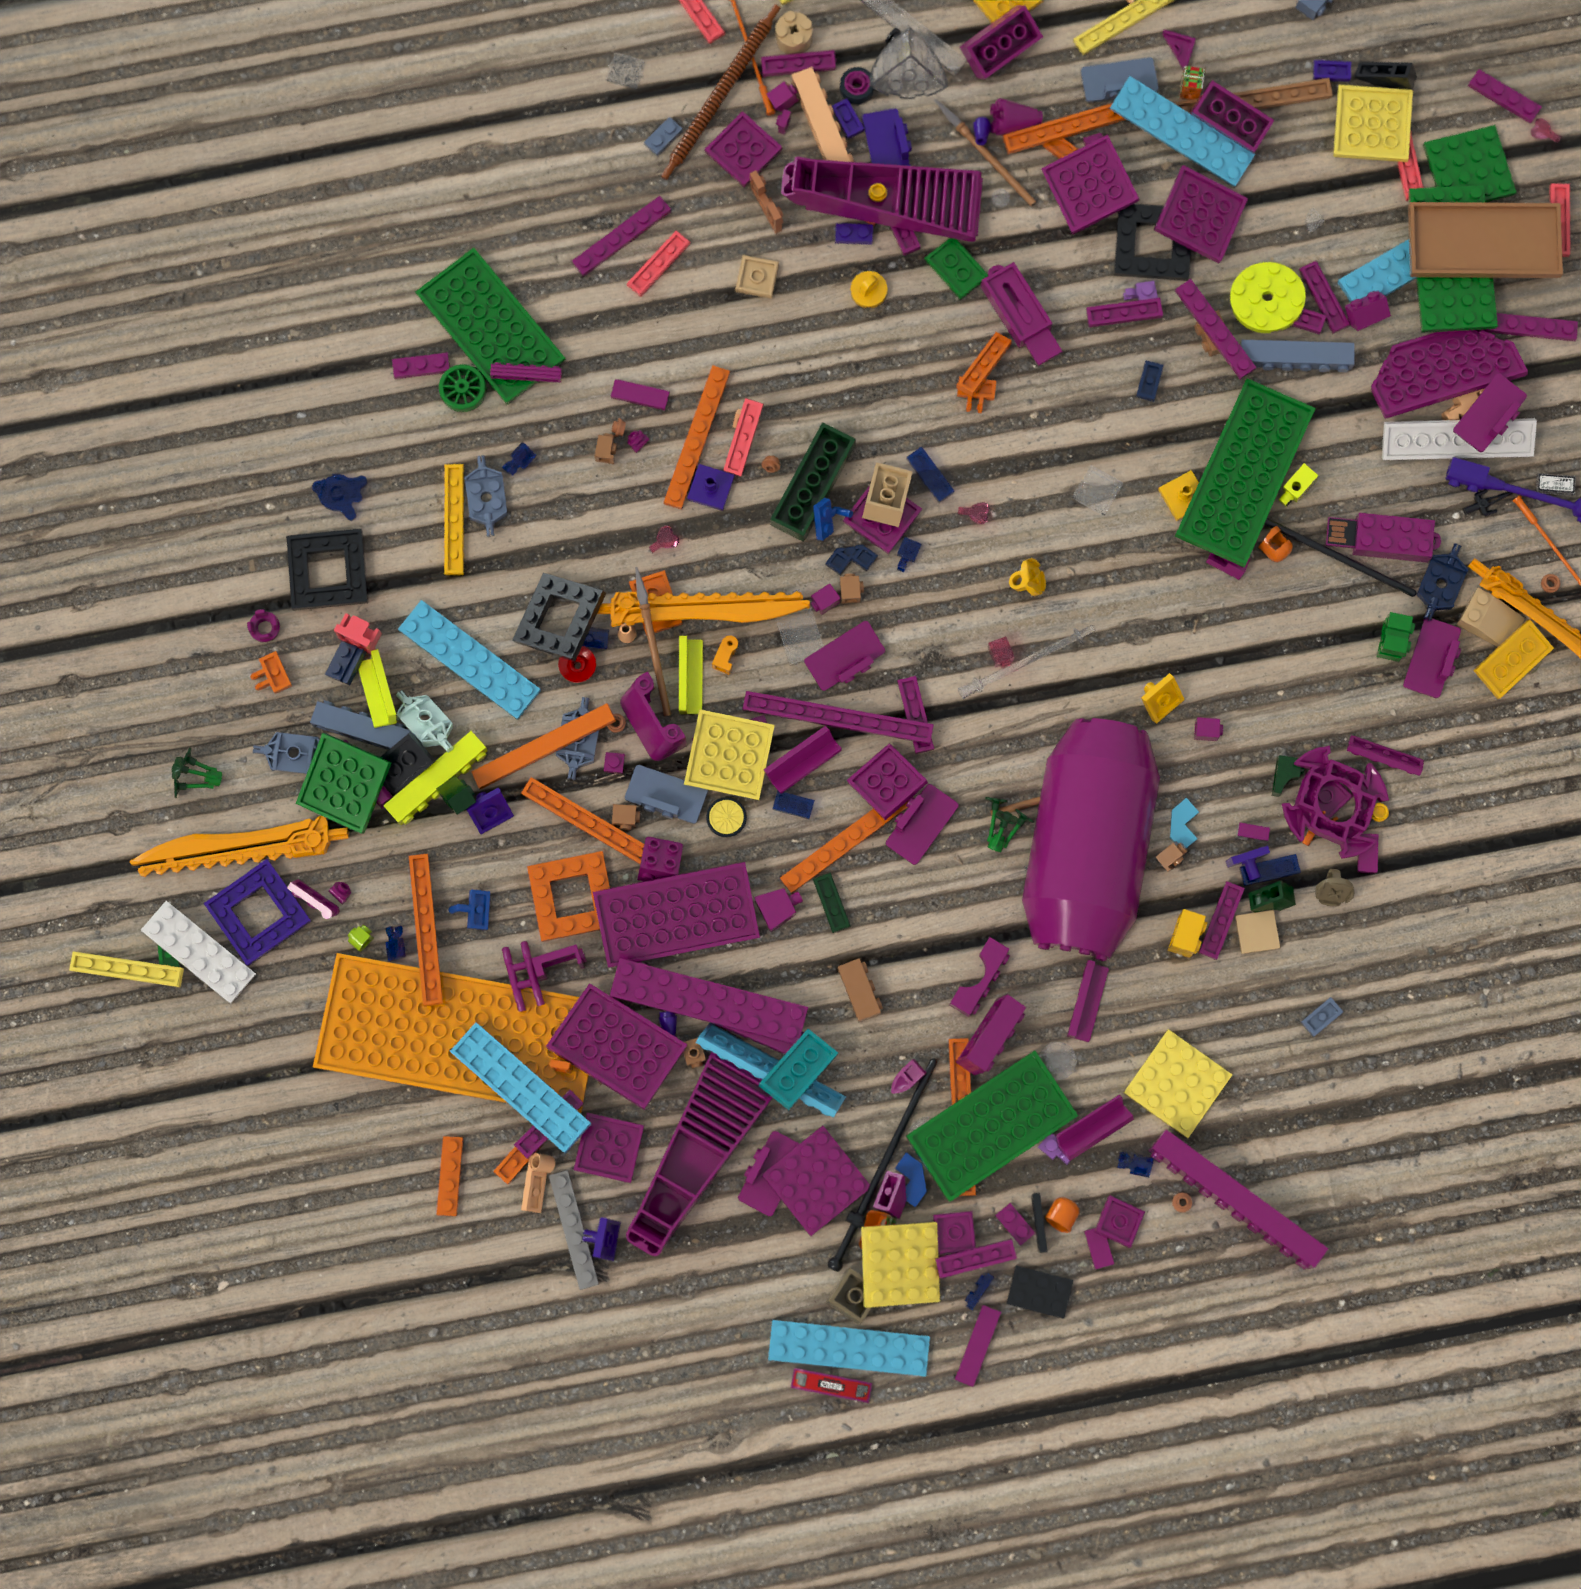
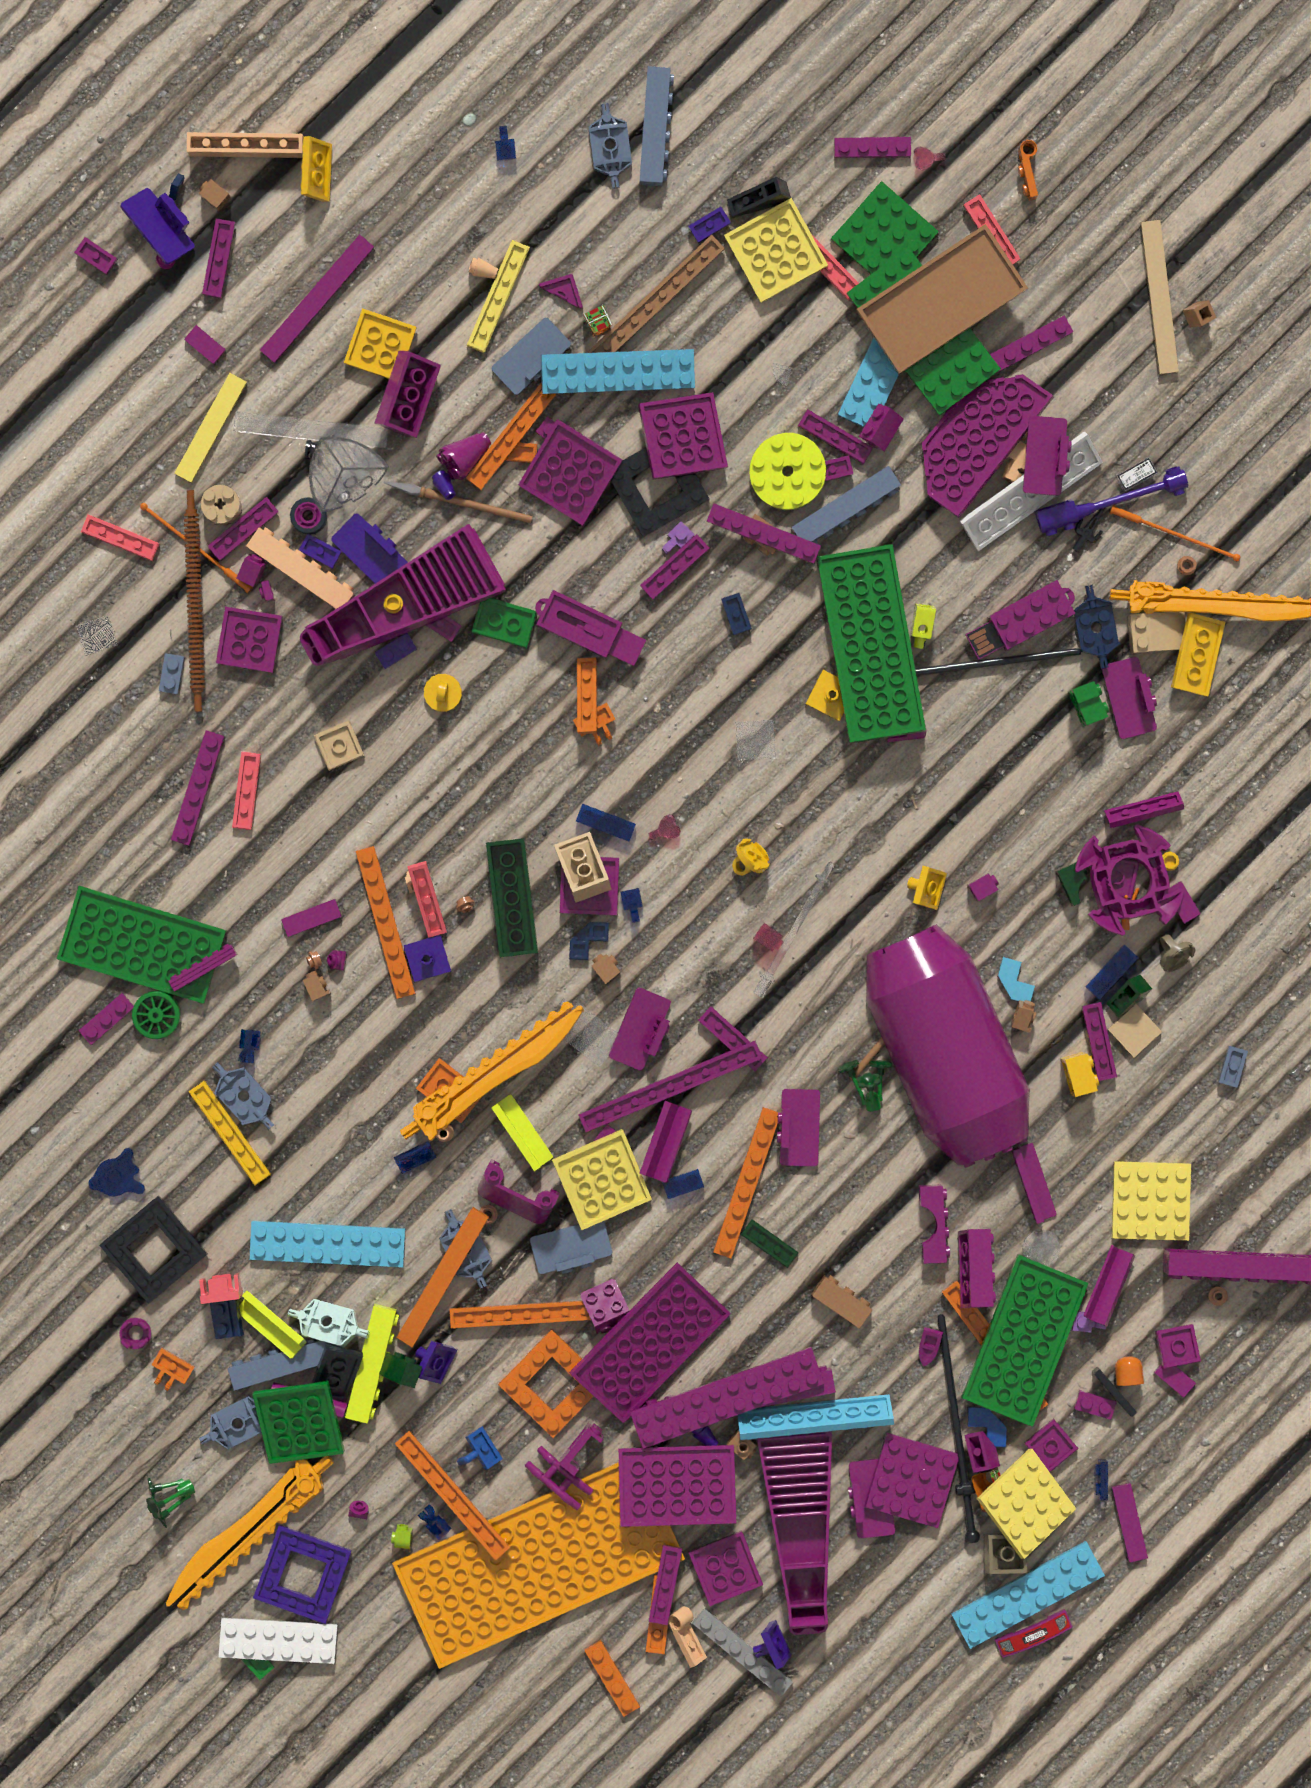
camera: 35 degrees left, 10 degrees up
(126, 969) = (228, 1694): light yellow tile -> none
(314, 899) = (341, 1532): magenta plate -> none
(520, 1087) = (622, 1572): medium azure plate -> none
(548, 588) = (407, 1175): black plate -> none
(561, 1066) = (643, 1534): orange tile -> none
(587, 668) = (414, 1195): red dish -> none
(614, 762) = (509, 1248): magenta plate -> none
(625, 816) = (551, 1288): medium nougat brick -> none
(646, 615) = (454, 1113): medium nougat piece -> none
(665, 539) = (420, 1029): clear pink rock -> none
(726, 817) = (634, 1231): light yellow wheel -> none
(727, 648) = (537, 1089): light orange leg -> none
(773, 213) = (304, 676): nougat plate -> none
(777, 907) = (728, 1278): magenta torso -> none
(798, 1069) = (839, 1406): teal plate -> none
(823, 517) = (543, 924): blue plate -> none
(825, 599) = (590, 992): magenta brick -> none
(887, 781) = (748, 1113): magenta plate -> none
(975, 1258) = (1083, 1457): magenta fence -> none
(1000, 198) = (500, 534): clear plate -> none
(1039, 1292) = (1150, 1445): black plate -> none
(1138, 1165) = (1162, 1290): clear blue plate -> none
(1232, 116) = (652, 331): magenta brick -> none
(1246, 831) = (1078, 950): magenta piece -> none
(1248, 859) = (1089, 977): dark purple tile -> none
(1276, 546) = (938, 689): orange helmet -> none

